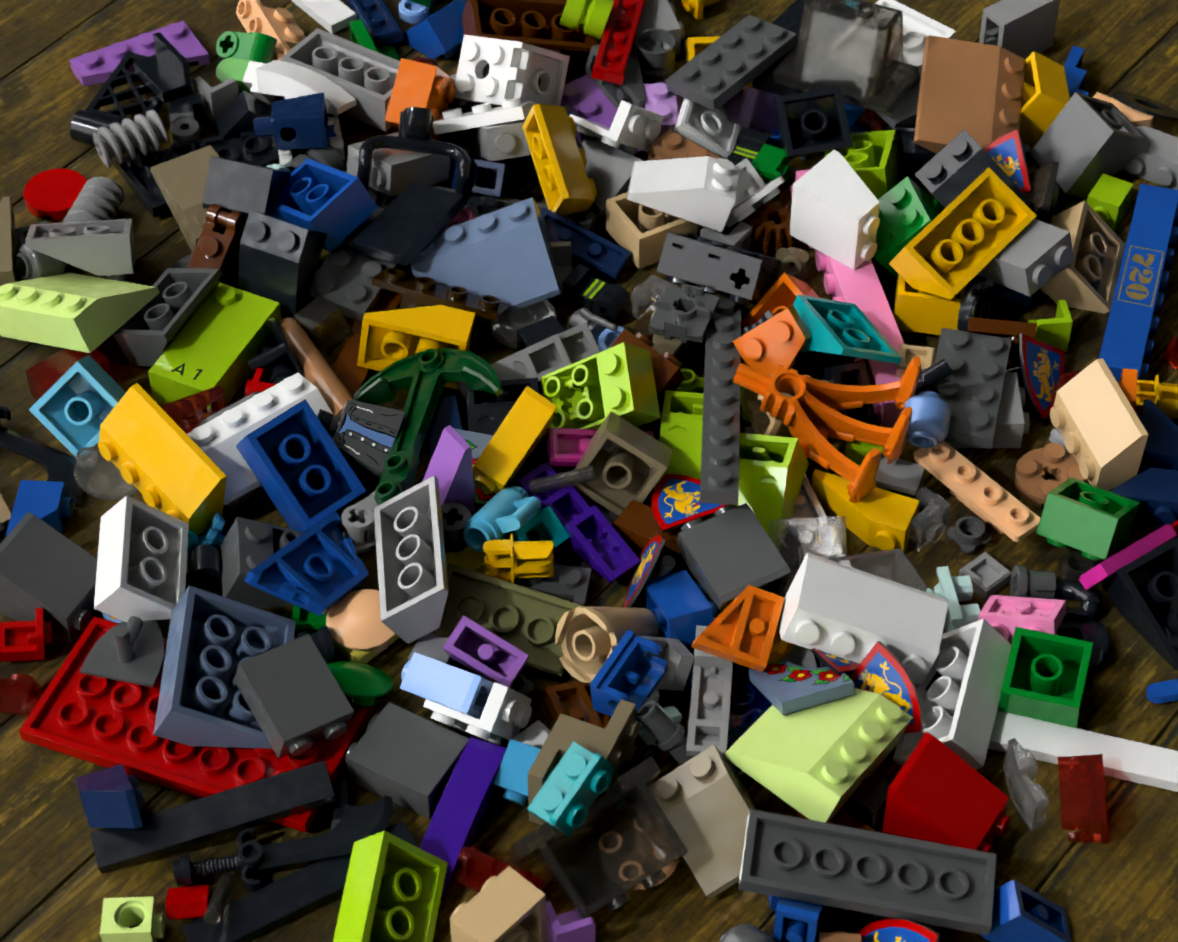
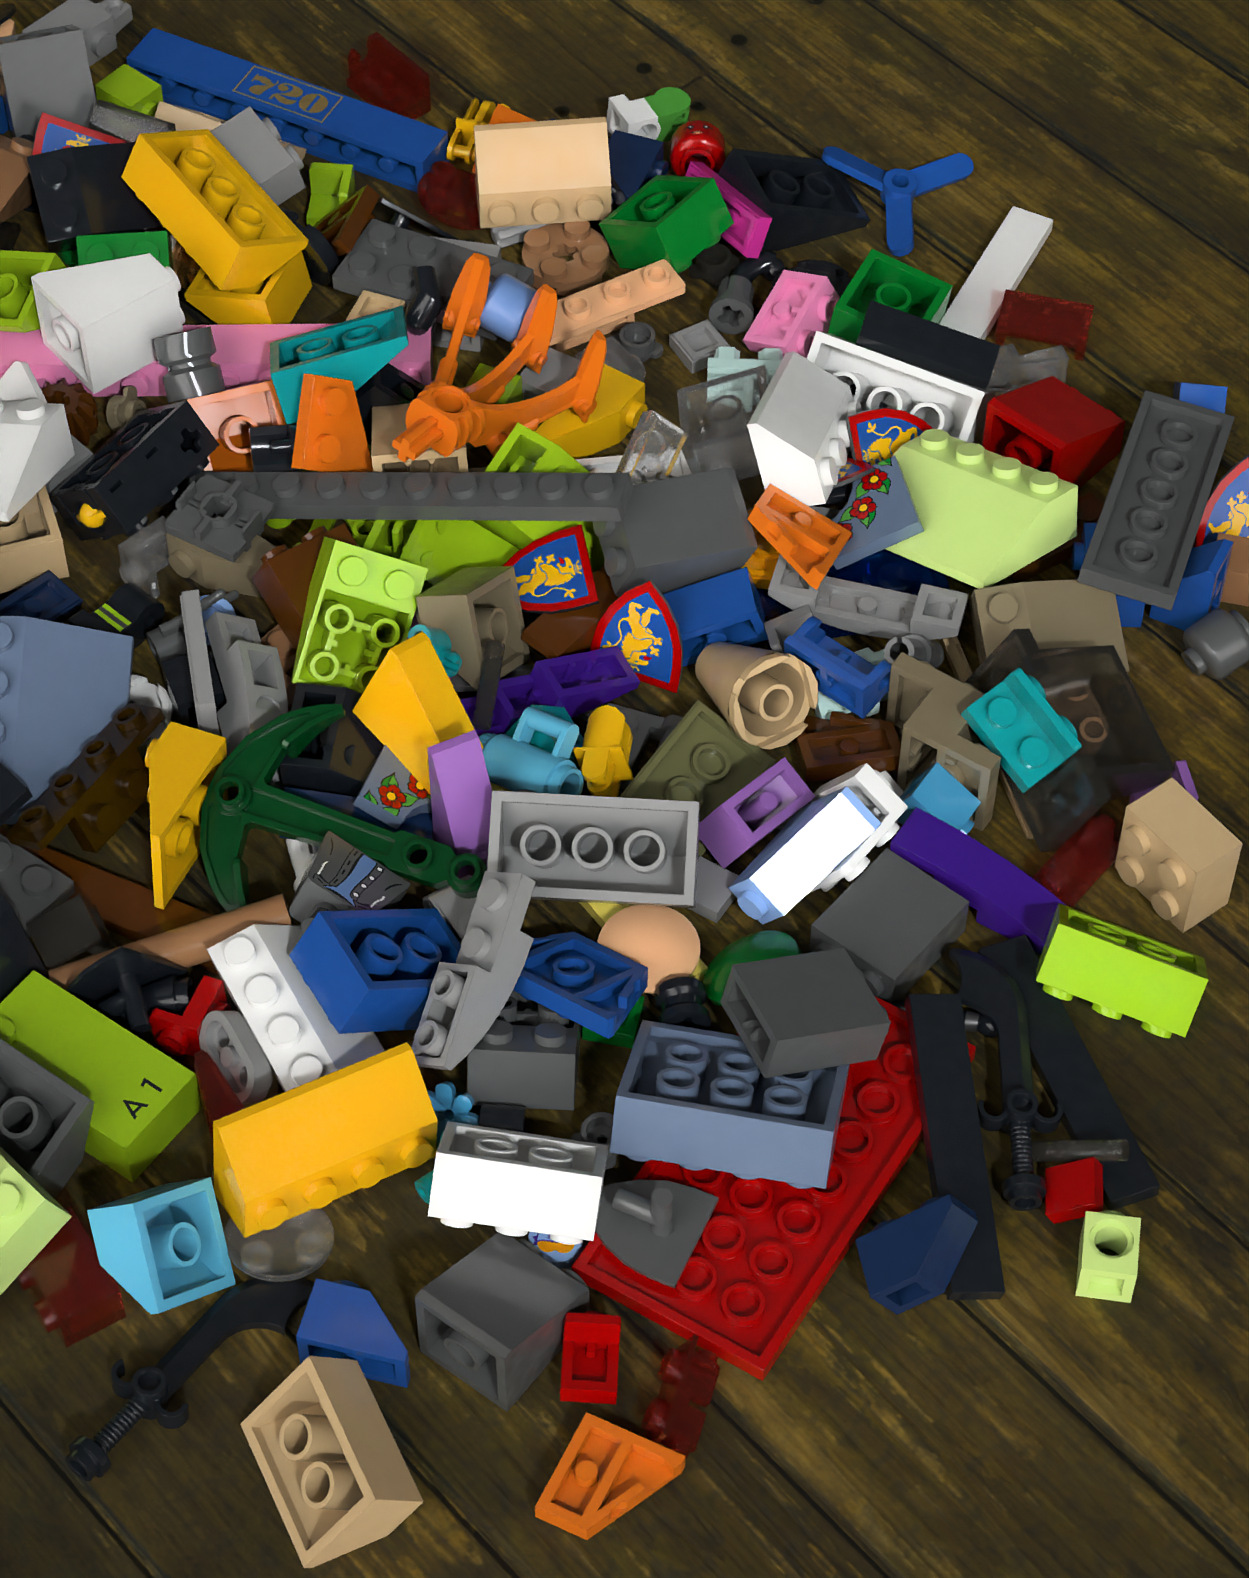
camera: 80 degrees left, 5 degrees up
(283, 507) = (473, 991): none -> light grey slope
(535, 326) = (199, 662): none -> light grey tile
(577, 437) = (442, 644): none -> teal arm
(820, 270) = (189, 364): none -> dark grey wheel
(997, 697) = (928, 345): none -> black tile

